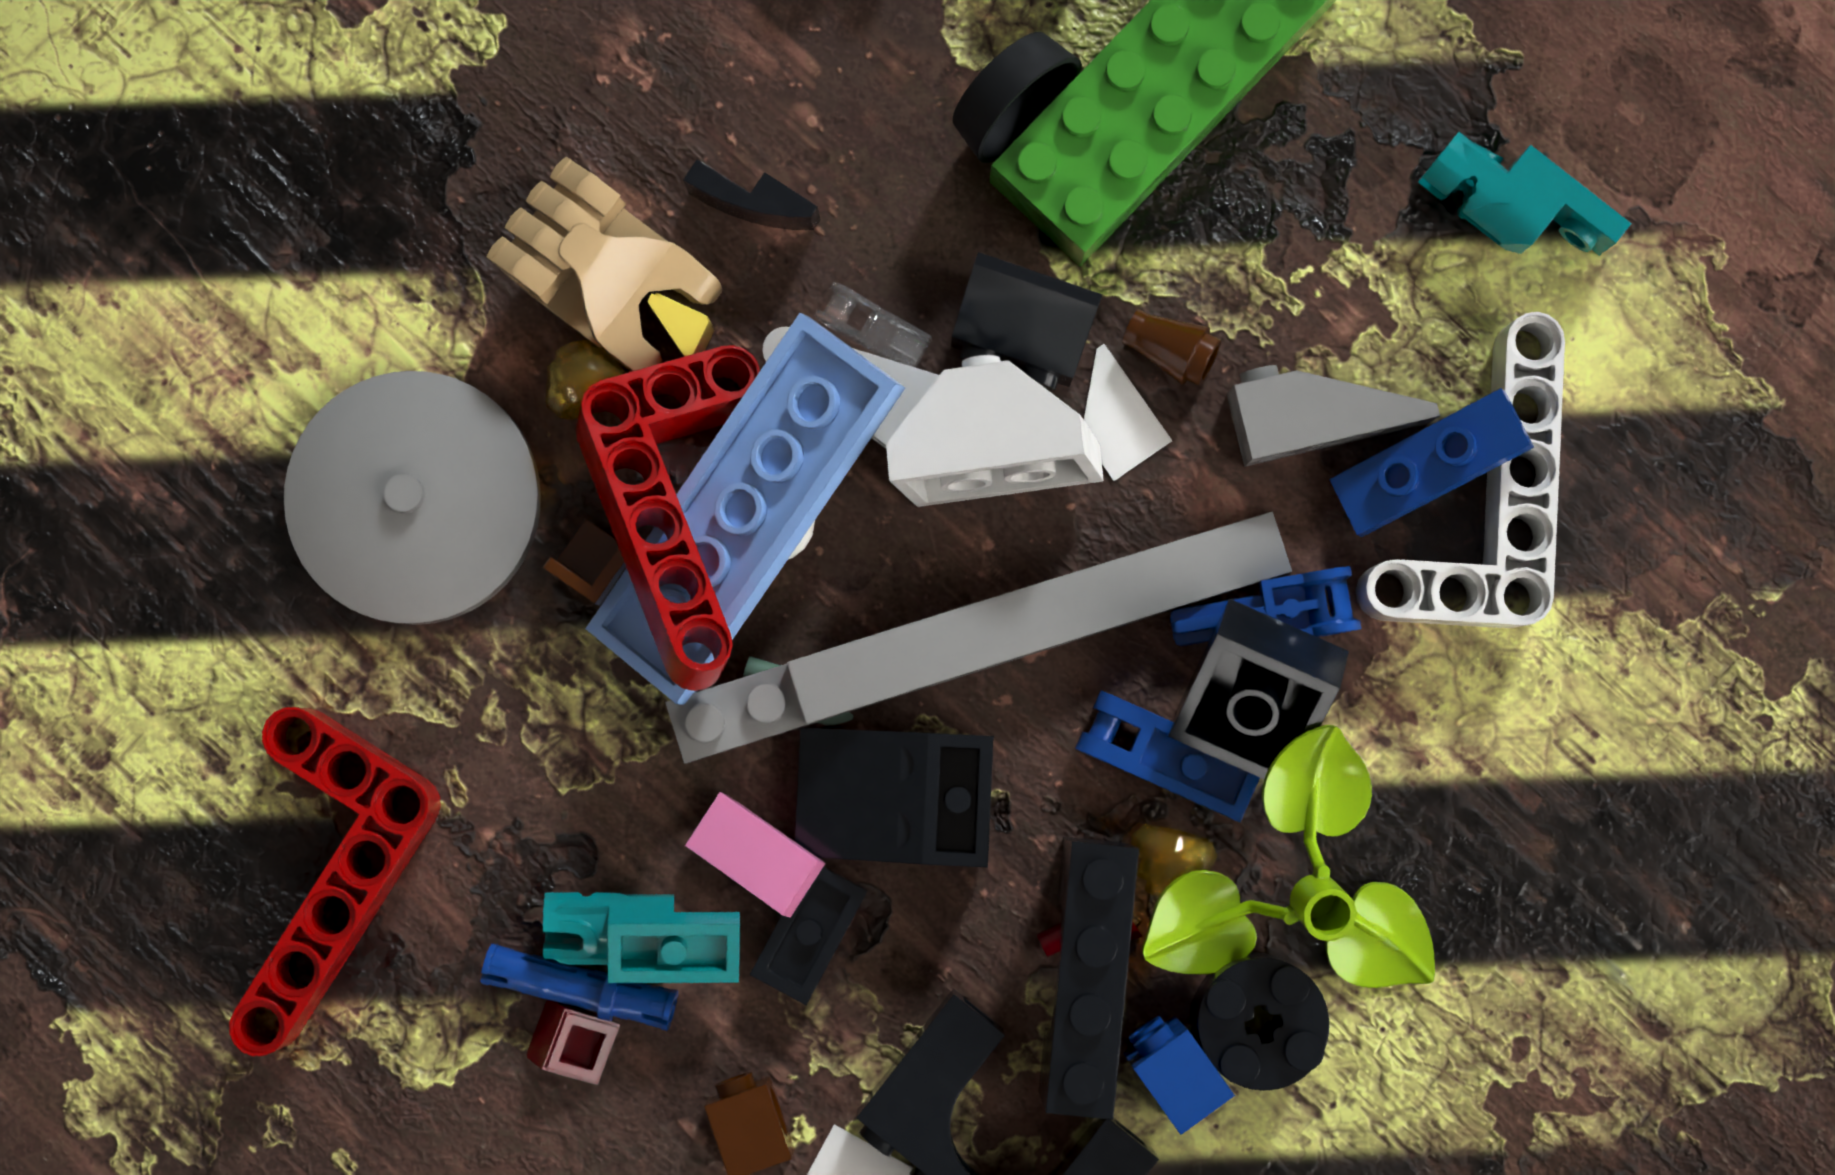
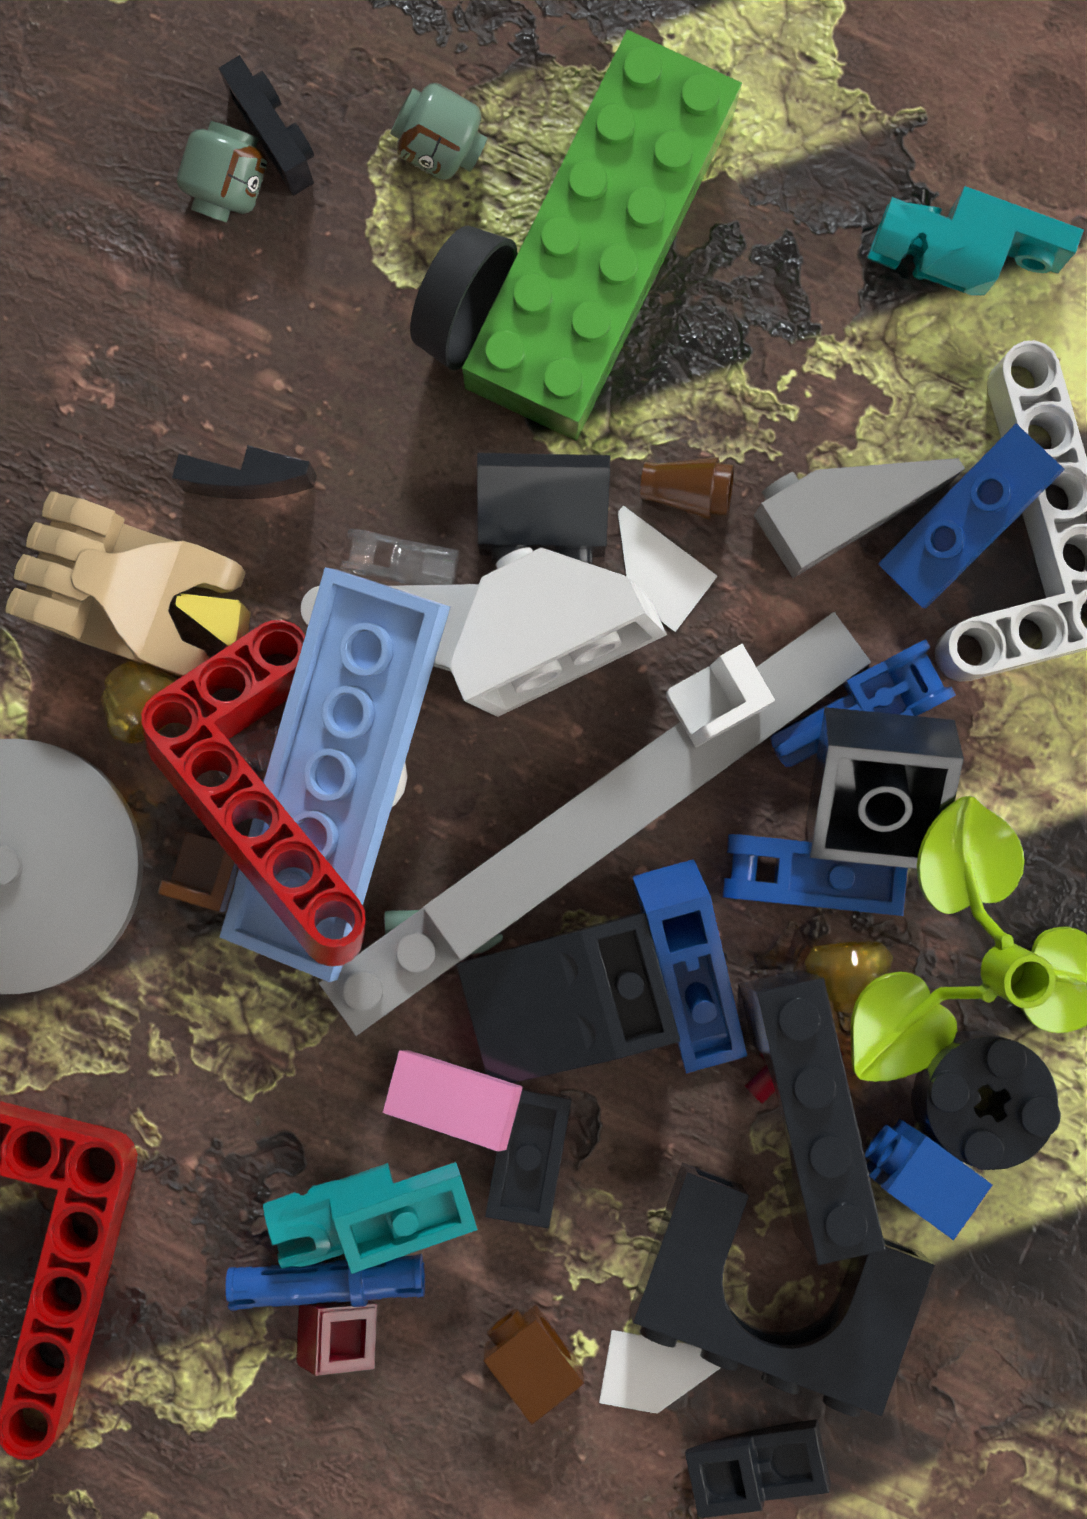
camera: 25 degrees left, 0 degrees up
(1022, 803) = (691, 964): none -> blue slope
(1133, 556) = (719, 696): none -> white panel

